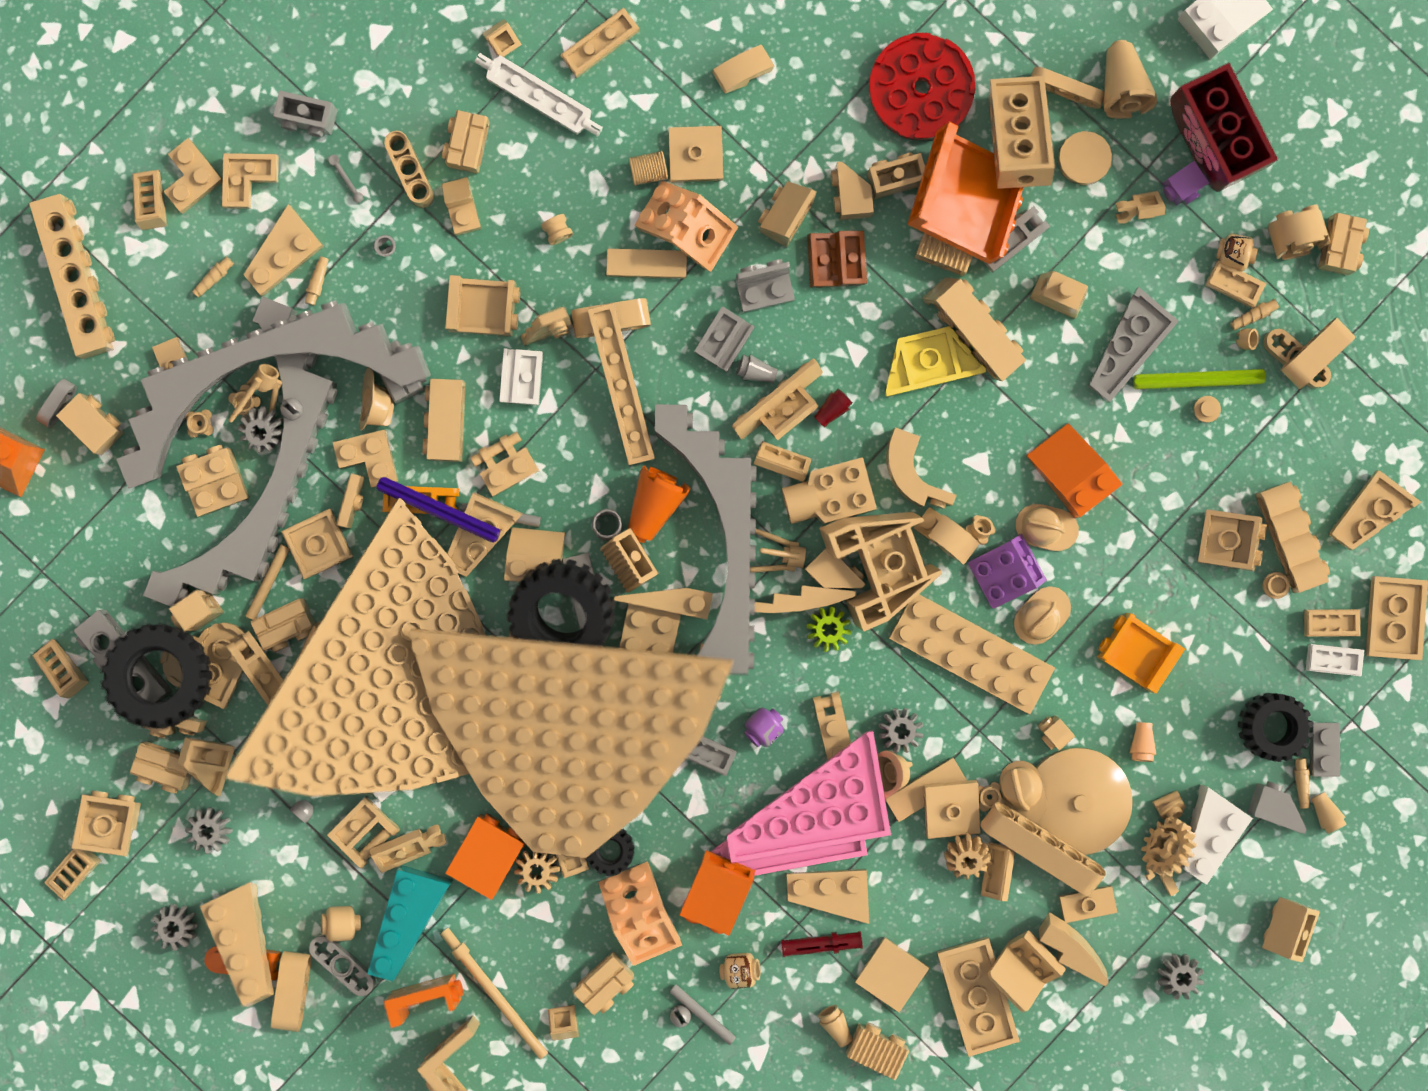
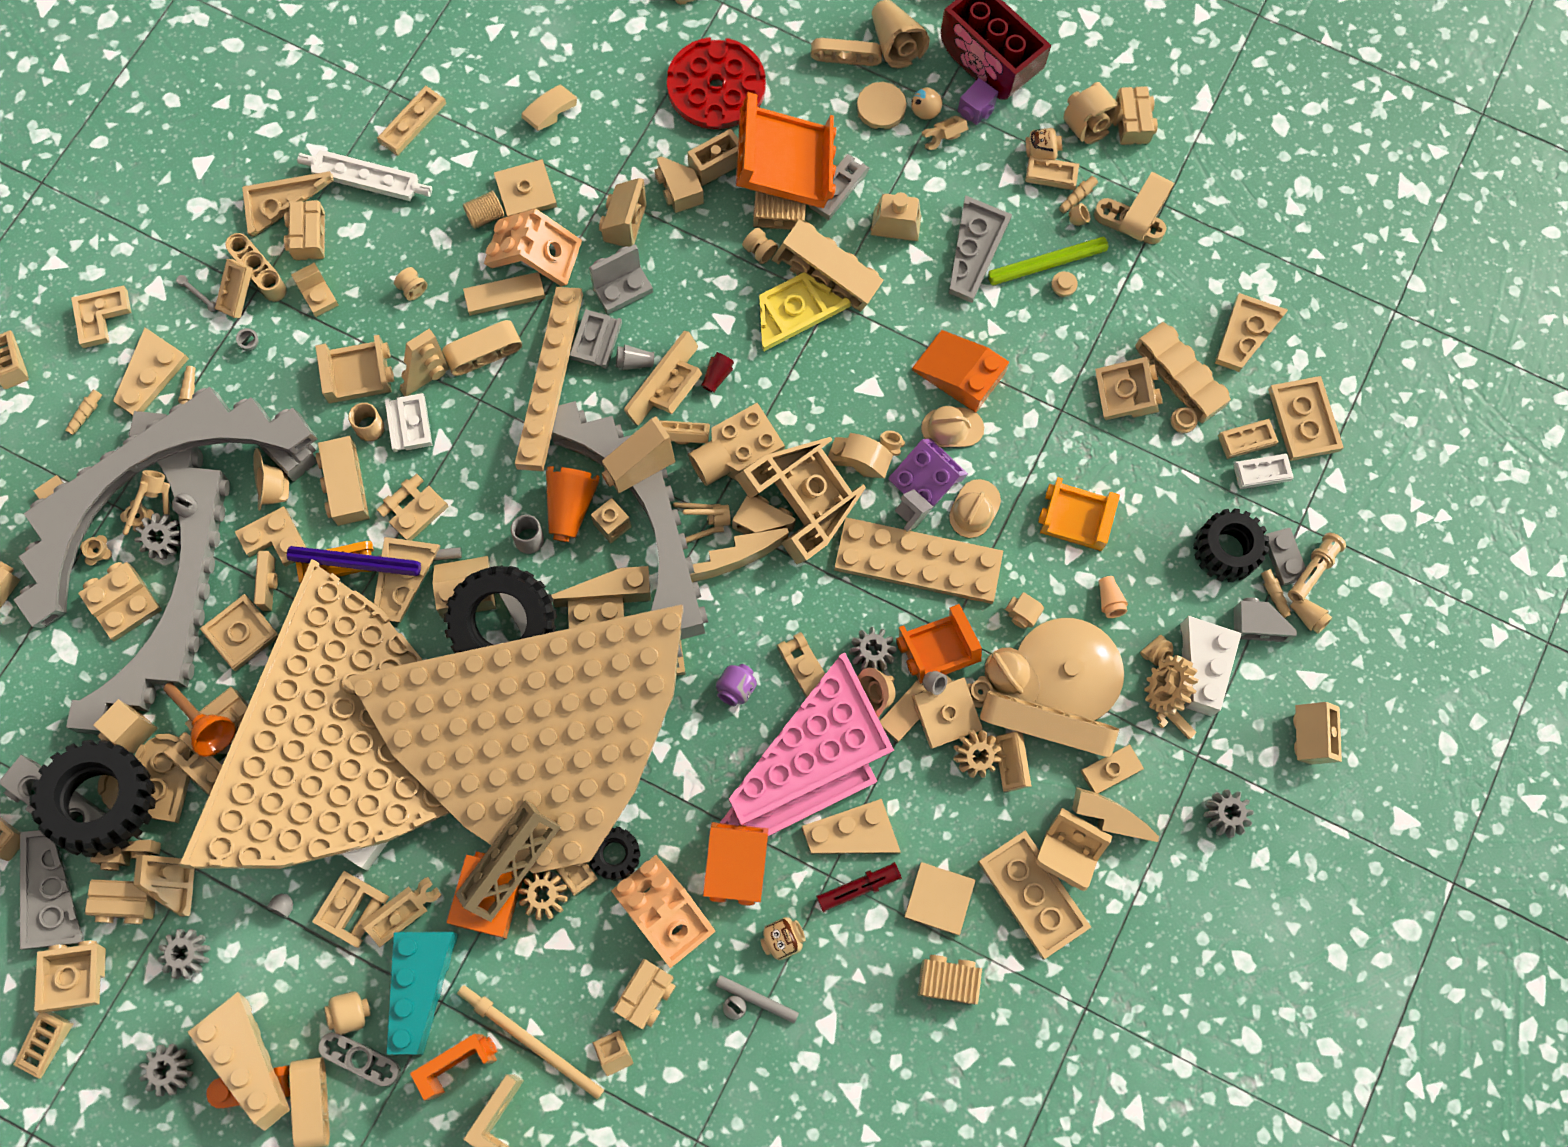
camera: 15 degrees left, 15 degrees down
(96, 745) = (45, 896): none -> light grey wing
(197, 180) = (50, 331): tan plate -> none
(267, 582) = (198, 677): tan bar -> none
(271, 641) = (209, 732): none -> orange piece
(305, 113) = (144, 241): light grey brick -> none
(383, 189) = (233, 288): none -> tan plate
(441, 98) = (270, 200): none -> tan wing
(475, 355) = (360, 412): none -> tan piece
(502, 38) = (319, 138): tan slope -> none
(507, 836) = (499, 856): none -> dark tan fence
(621, 383) = (497, 384): tan plate -> none
(629, 560) = (557, 560): tan brick -> none
(668, 372) = (549, 379): none -> tan plate
(690, 533) = (611, 520): none -> tan brick
(712, 755) = (688, 727): light grey plate -> none
(731, 491) = (639, 456): none -> tan slope
(828, 638) = (778, 581): lime gear -> none
(835, 1024) = (898, 967): tan cone -> none
(837, 259) = (682, 244): dark orange slope -> none
(903, 474) = (805, 415): tan arch -> none
(914, 284) = (759, 245): none -> tan wheel
(948, 782) = (935, 682): none -> light grey hinge
(964, 745) = (940, 645): none -> orange panel
(982, 604) = (913, 509): none -> light grey panel
(1021, 132) = (816, 90): tan brick -> none
(1131, 172) = (926, 103): none -> tan piece
(1360, 766) = (1300, 589): none -> tan pin

